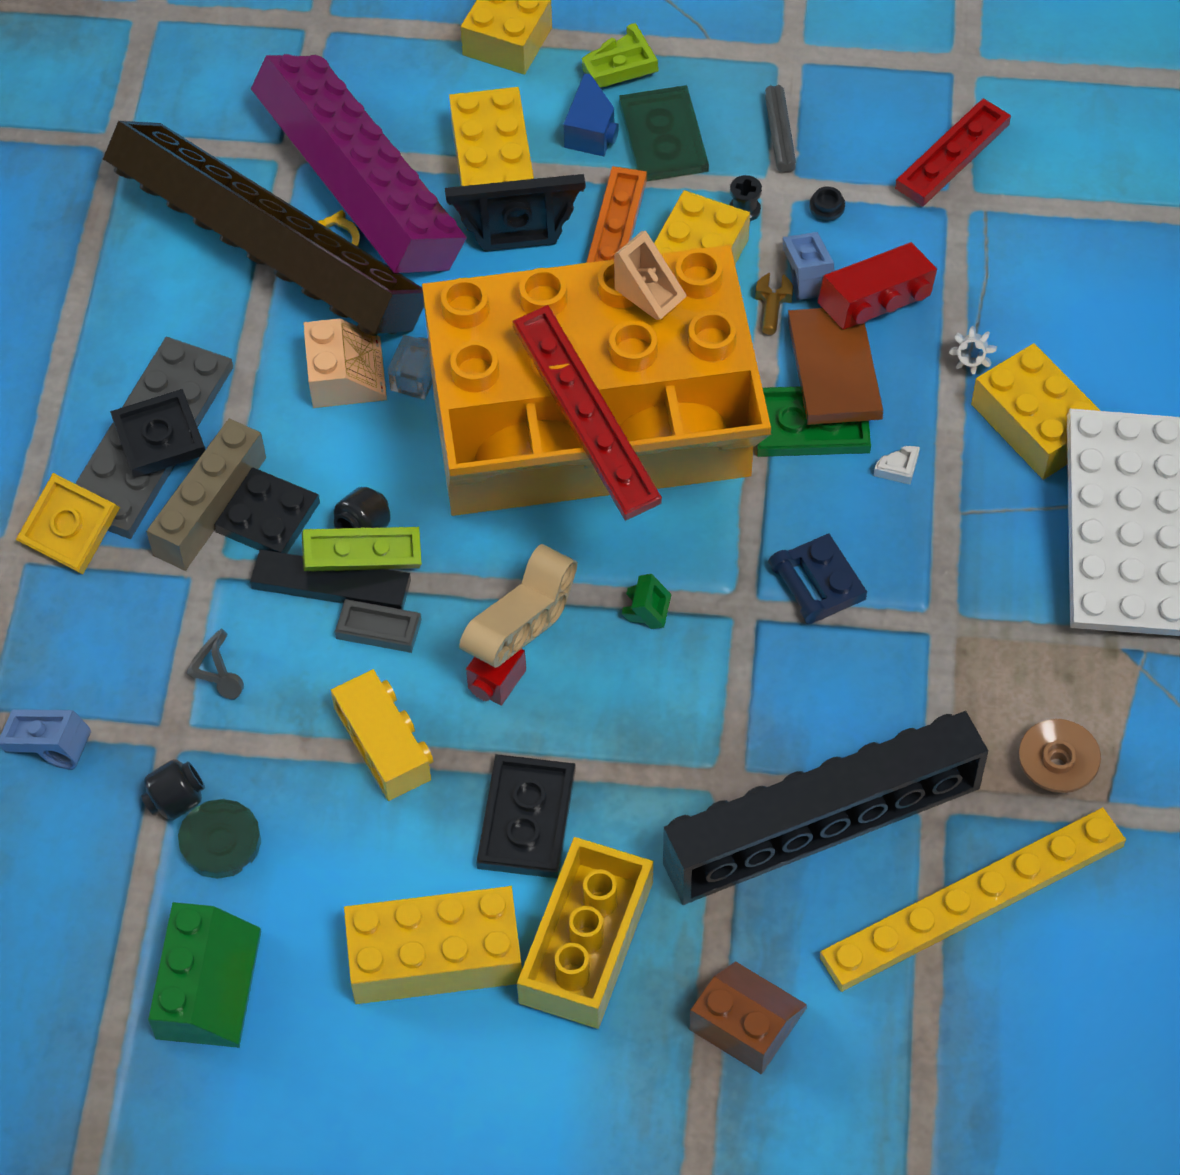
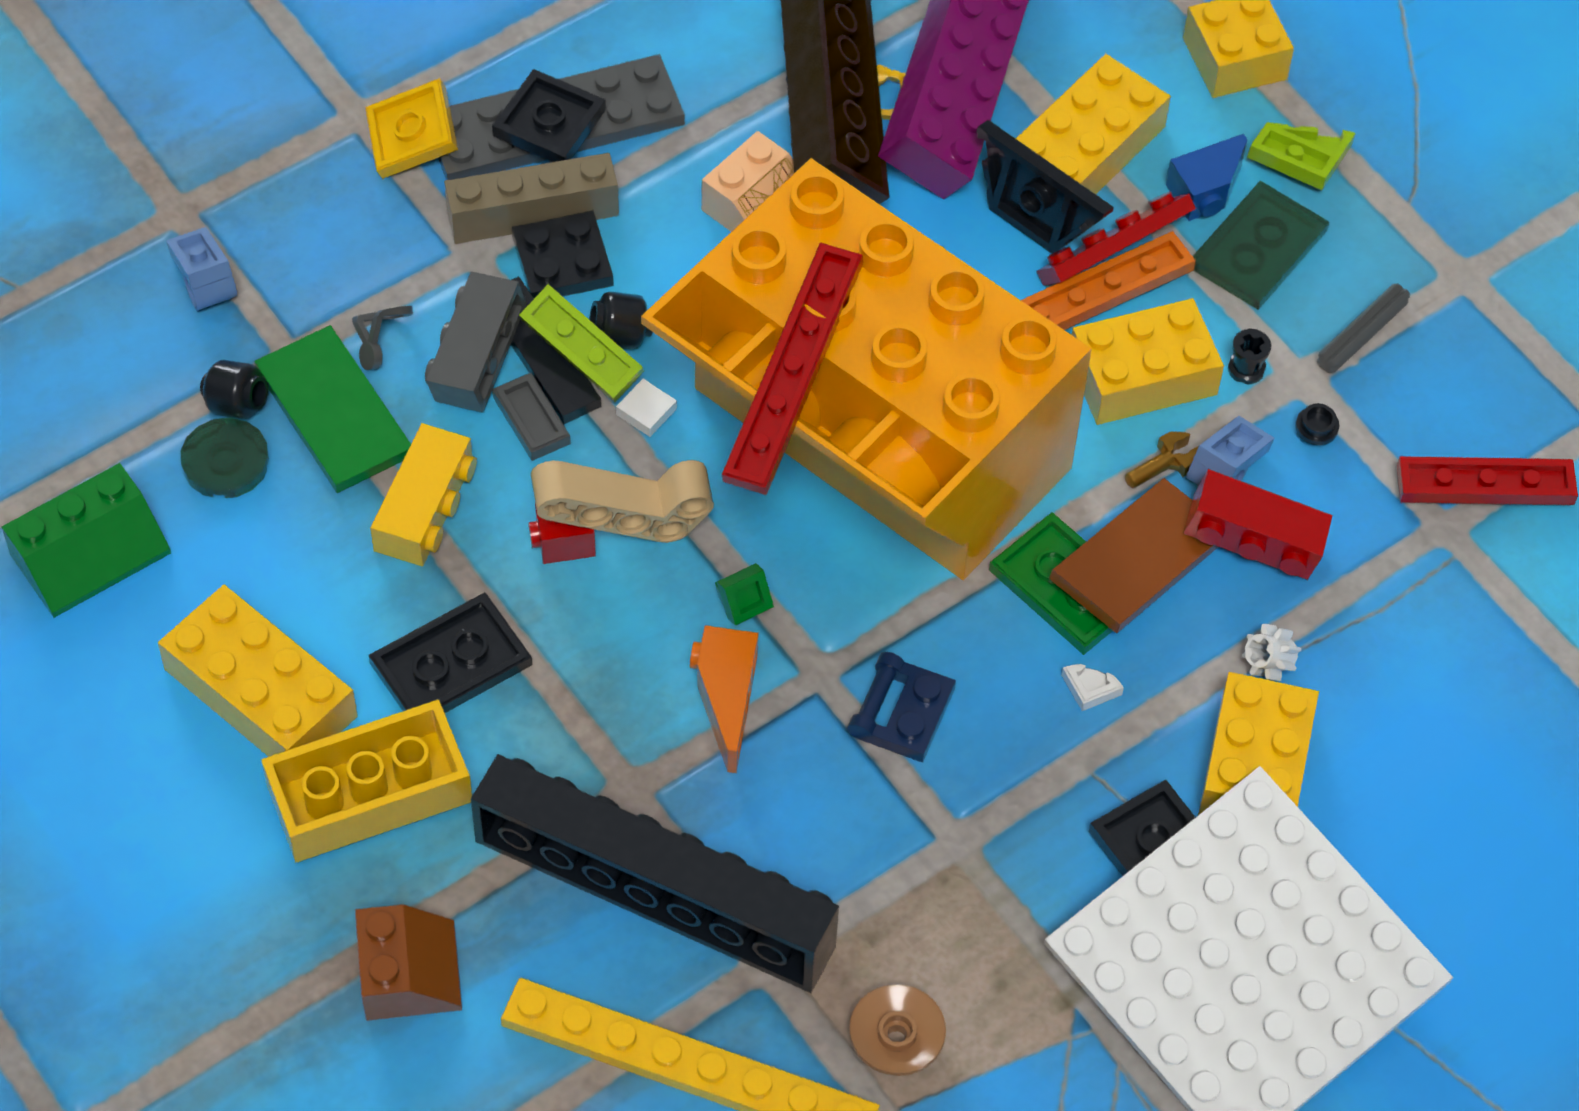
camera: 45 degrees right, 0 degrees up
(249, 740) = (334, 408): none -> green tile
(291, 611) = (475, 341): none -> dark grey brick
(442, 553) = (646, 407): none -> white tile
(582, 225) = (1103, 244): none -> red plate
(646, 277) = (963, 302): light nougat slope -> none
(713, 666) = (725, 682): none -> orange slope
(1038, 513) = (1140, 825): none -> black plate

